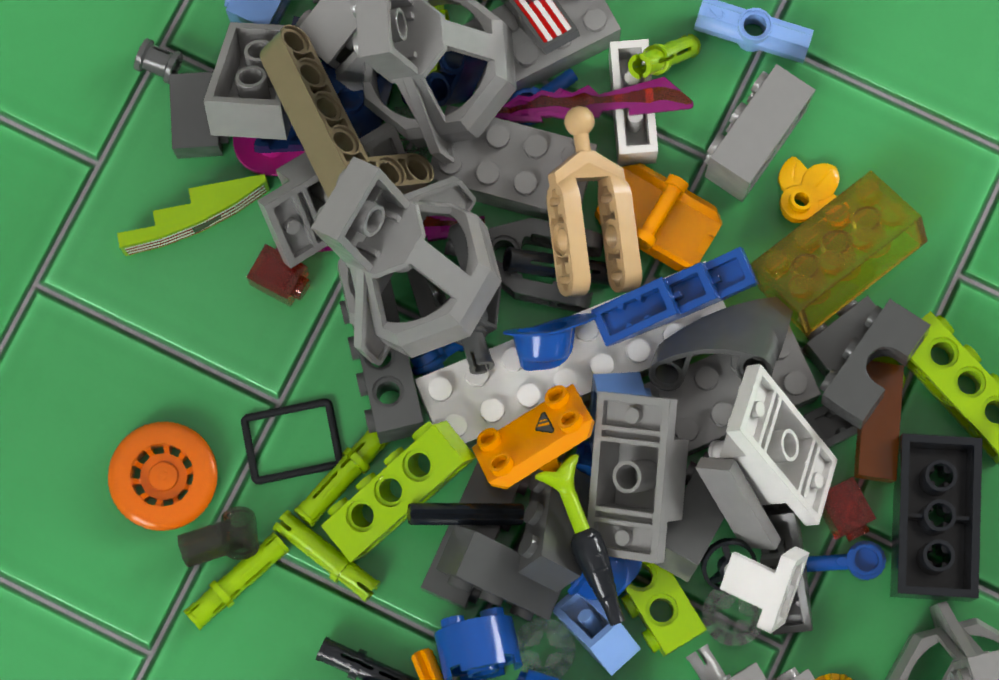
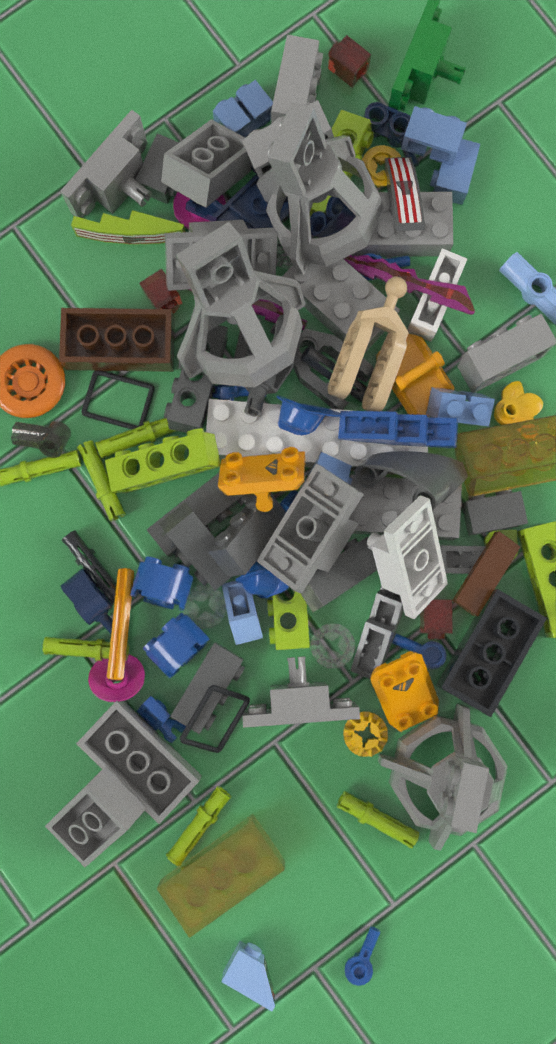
camera: 25 degrees right, 5 degrees up
(138, 153) = (110, 171): none -> light grey brick
(157, 60) = (155, 122): dark grey bush -> none
(255, 363) = (117, 339): none -> reddish brown brick
(321, 119) = (231, 198): dark tan beam -> none
(465, 514) = (195, 498): black axle -> none
(586, 542) = (260, 556): black piece -> none
(660, 57) = (463, 277): lime pin -> none
(725, 231) = (453, 404): none -> medium blue piece
(738, 502) = (369, 579): light grey tile -> none
(758, 583) = (355, 635): white piece -> none
(855, 622) = (405, 691): none -> light orange shield
(891, 334) = (524, 522): dark grey arch -> none

